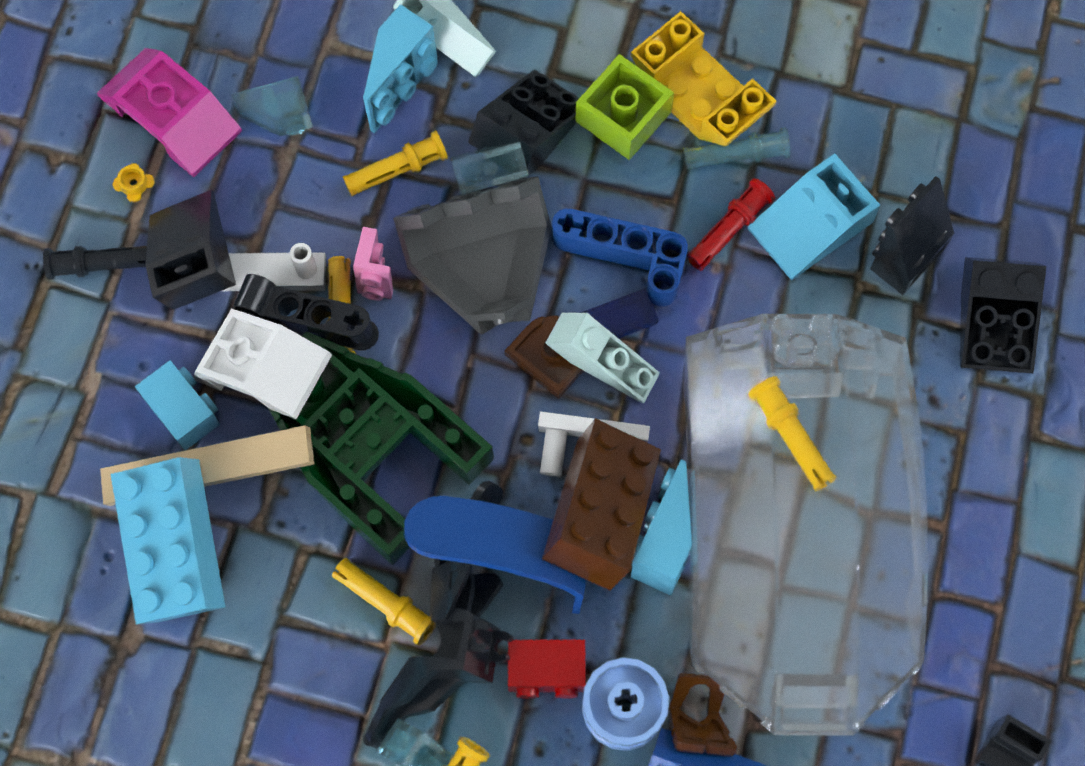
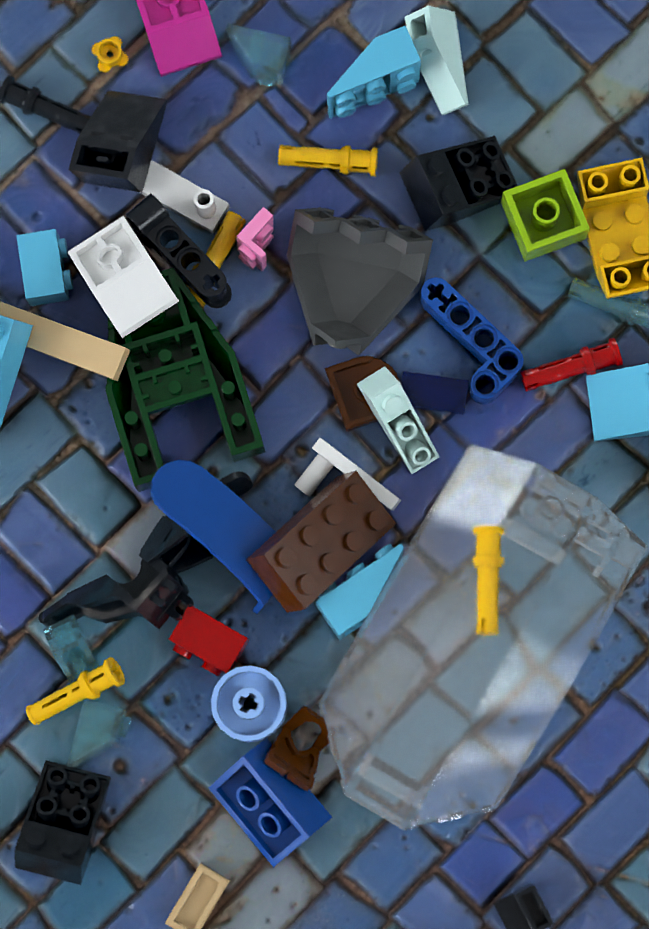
camera: 35 degrees right, 10 degrees up
(398, 609) = (121, 530): yellow pin -> none
(488, 167) = (399, 206): clear light blue slope -> none

